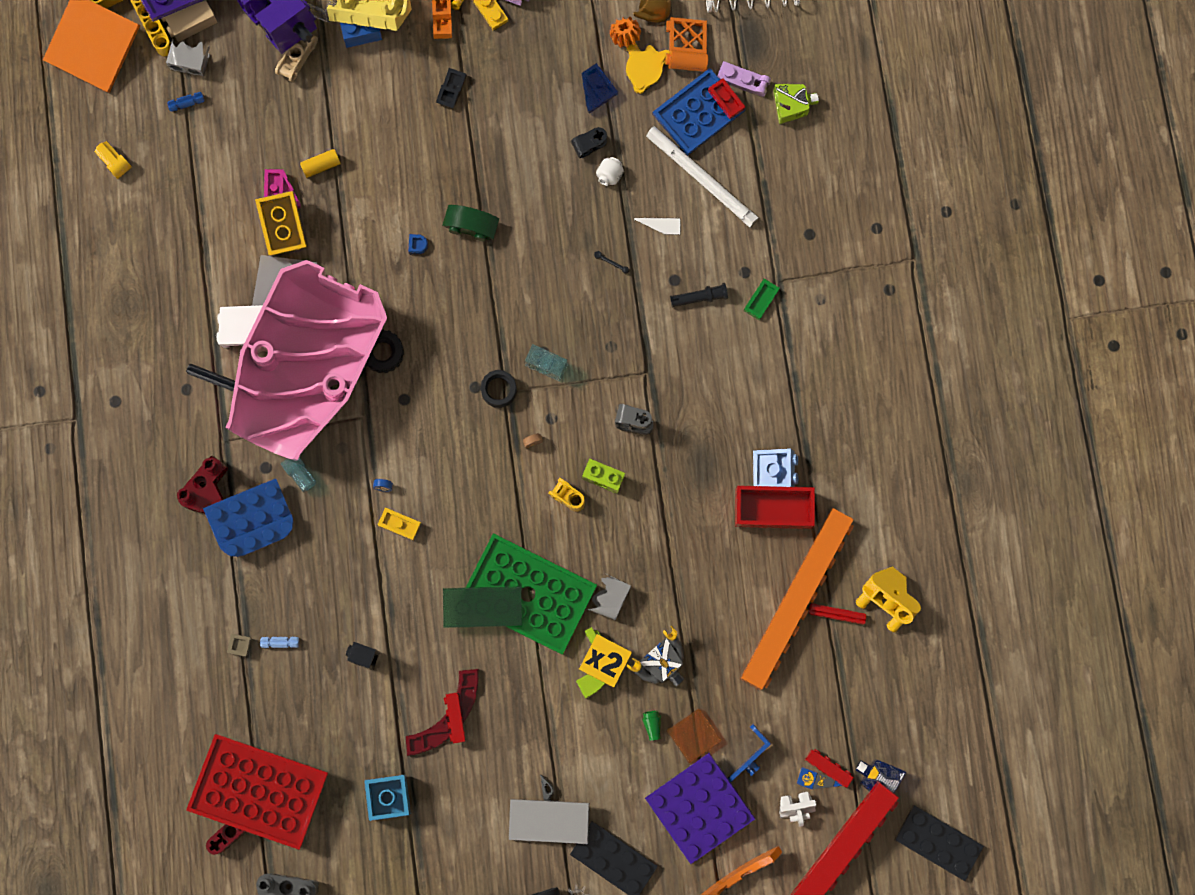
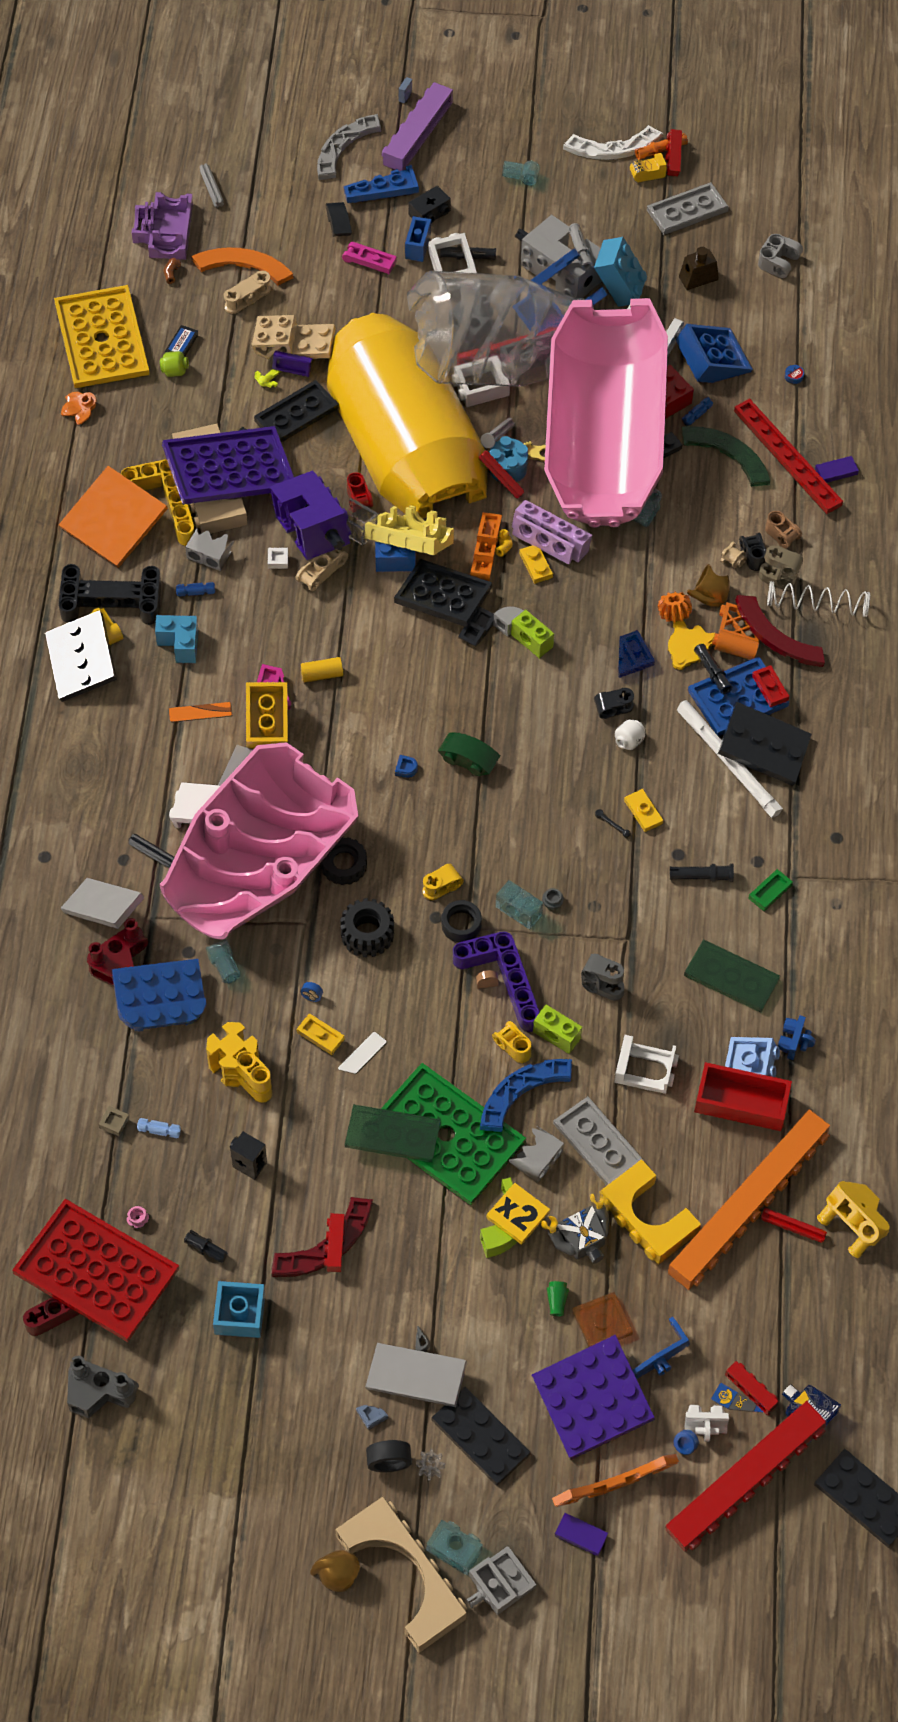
camera: 15 degrees right, 20 degrees down
(97, 195) = (81, 656): none -> plate
(108, 124) = (110, 594): none -> black beam
(178, 443) = (102, 903): none -> light grey tile
(184, 152) = (180, 633): none -> dark azure brick
(219, 226) = (200, 711): none -> orange sticker
(253, 53) = (277, 558): none -> white plate
(280, 723) = (137, 1211): none -> bright pink plate
(332, 567) = (239, 1062): none -> yellow connector
(346, 743) = (205, 1246): none -> black axle
(406, 403) = (363, 913): none -> black tyre
(412, 60) = (443, 592): none -> black plate
(440, 532) = (363, 1053): none -> white sticker
(475, 351) = (443, 881): none -> yellow piece
(478, 75) = (503, 618): none -> light grey brick
(502, 86) = (532, 633): none -> lime brick
(519, 862) = (371, 1415): none -> sand blue tile
(550, 430) = (509, 972): none -> dark purple beam
(573, 348) = (552, 898): none -> dark grey plate
(579, 536) = (517, 1084): none -> blue tile
(636, 244) = (643, 810): none -> yellow plate
(658, 572) = (597, 1140): none -> light grey tile
(663, 225) = (677, 799): white sticker -> none
(676, 96) = (716, 674): none -> black pin
(686, 479) = (667, 1058): none -> white panel
(718, 45) = (773, 638): none -> dark red tile
(726, 655) = (657, 1240): none -> yellow arch
(731, 156) = (764, 743): none -> black plate
(743, 390) = (732, 975): none -> clear green tile
(744, 79) = (795, 675): lavender plate -> none
(784, 829) = (686, 1442): none -> blue tile
(793, 101) = (843, 704): lime torso -> none
(807, 430) = (790, 1045): none -> blue hips

